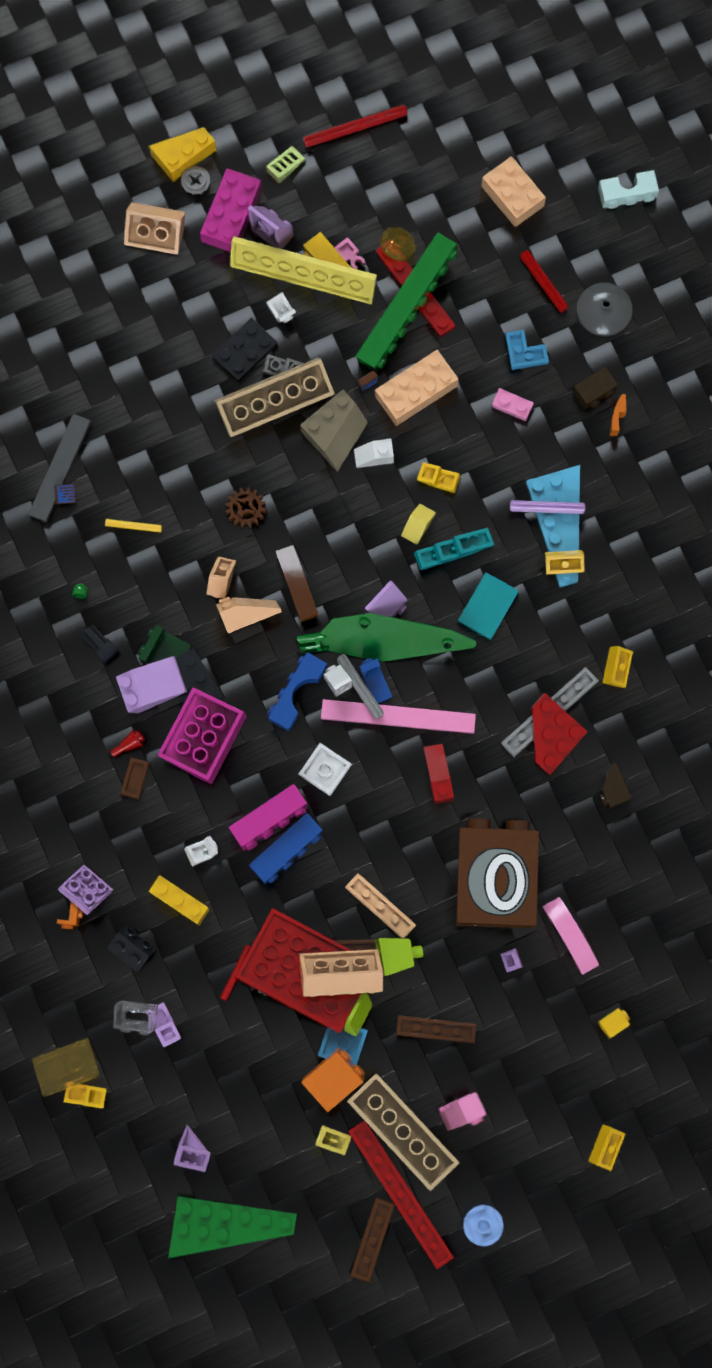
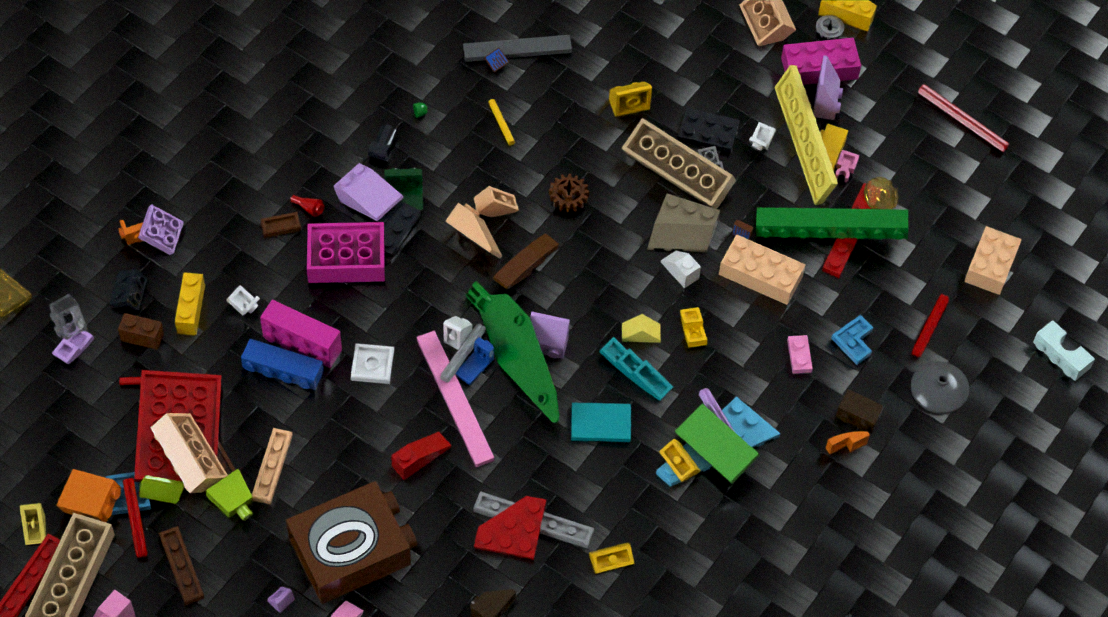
camera: 55 degrees right, 20 degrees down
(175, 398) = (630, 98): none -> yellow slope
(184, 957) = (141, 331): none -> reddish brown brick
(271, 167) = (892, 78): yellowish green slope -> none
(309, 671) = (406, 305): blue arch -> none
(372, 1048) = (135, 518): none -> red axle
(568, 523) = (717, 443): none -> bright green tile

